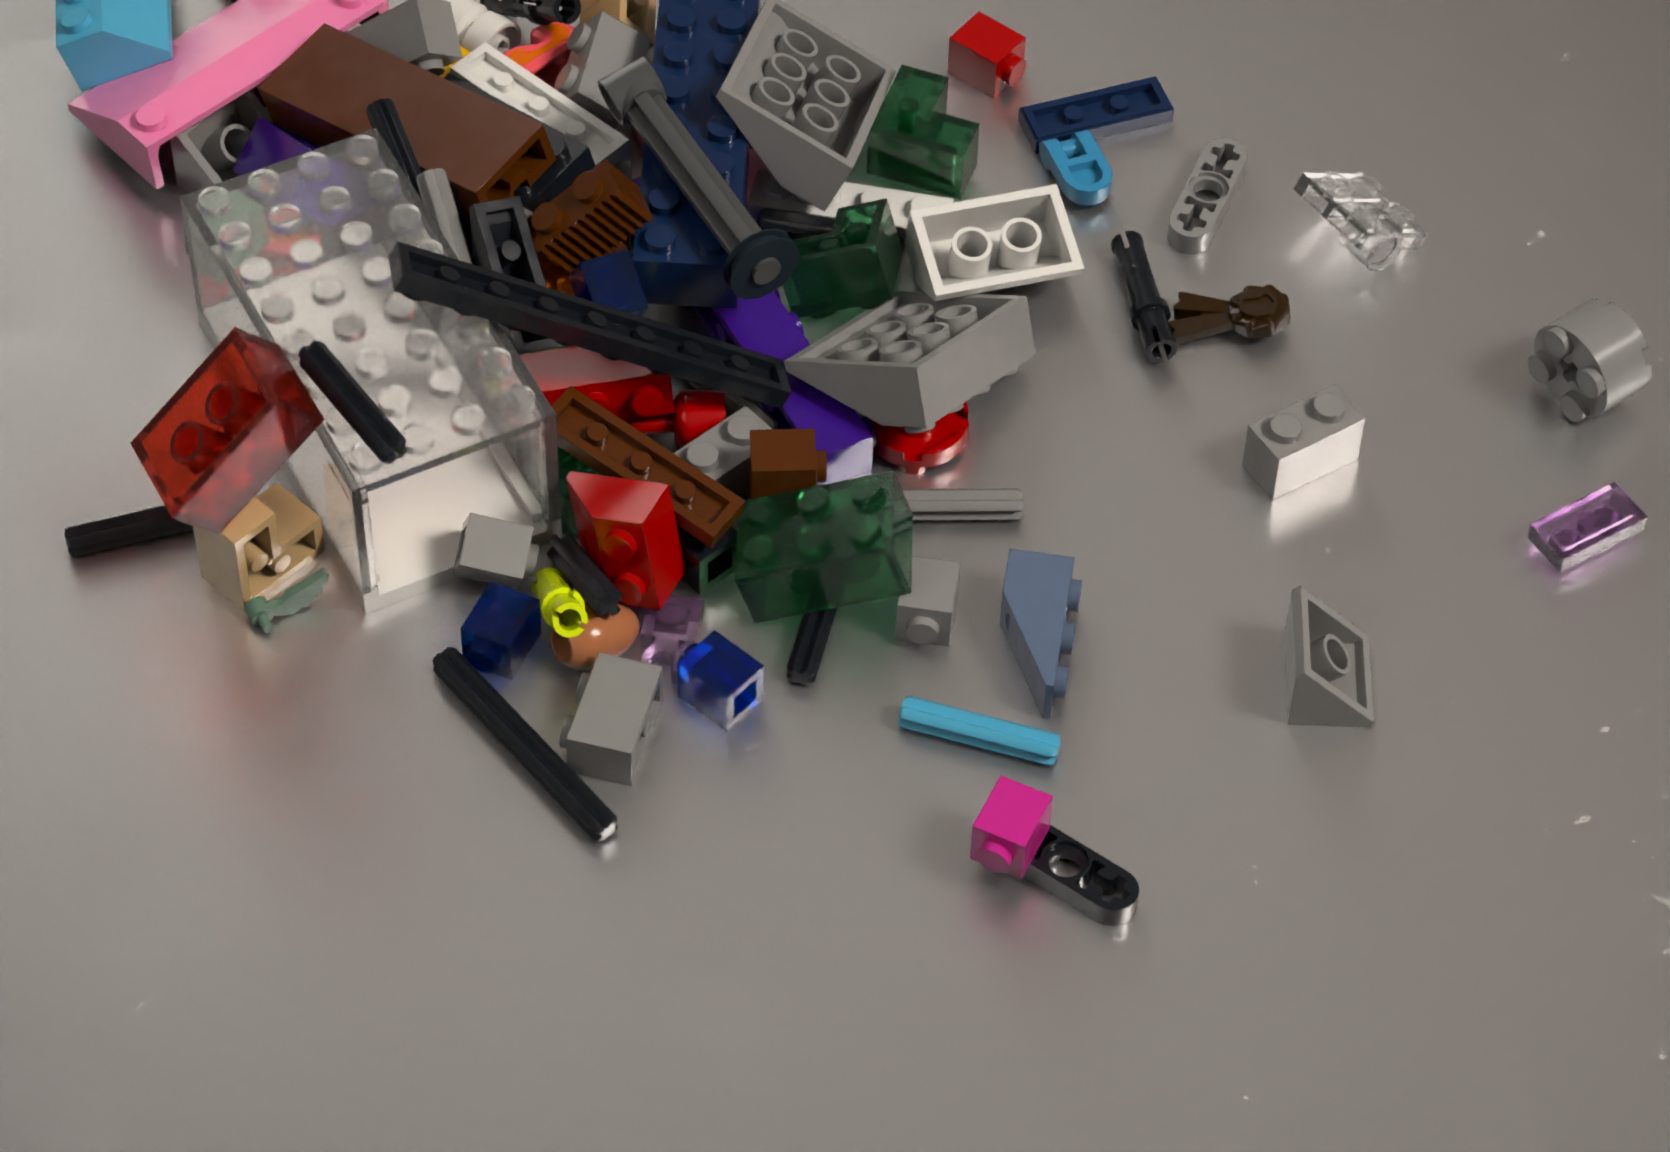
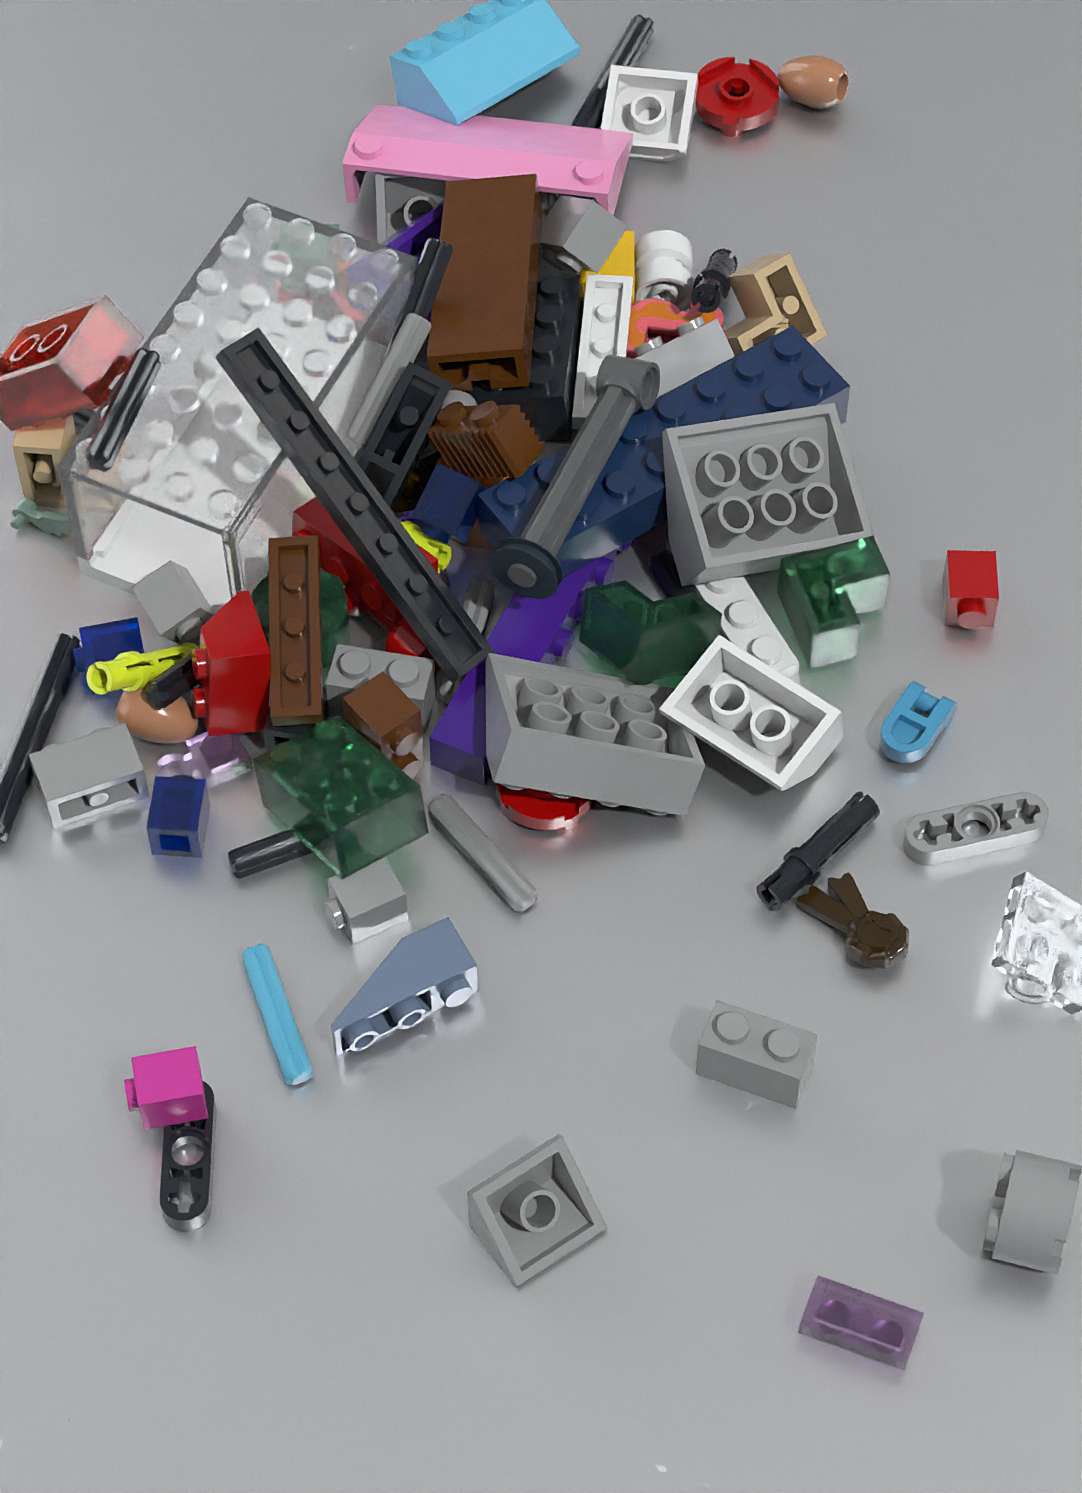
camera: 55 degrees right, 5 degrees up
(1100, 111) = (993, 701): dark blue tile -> none

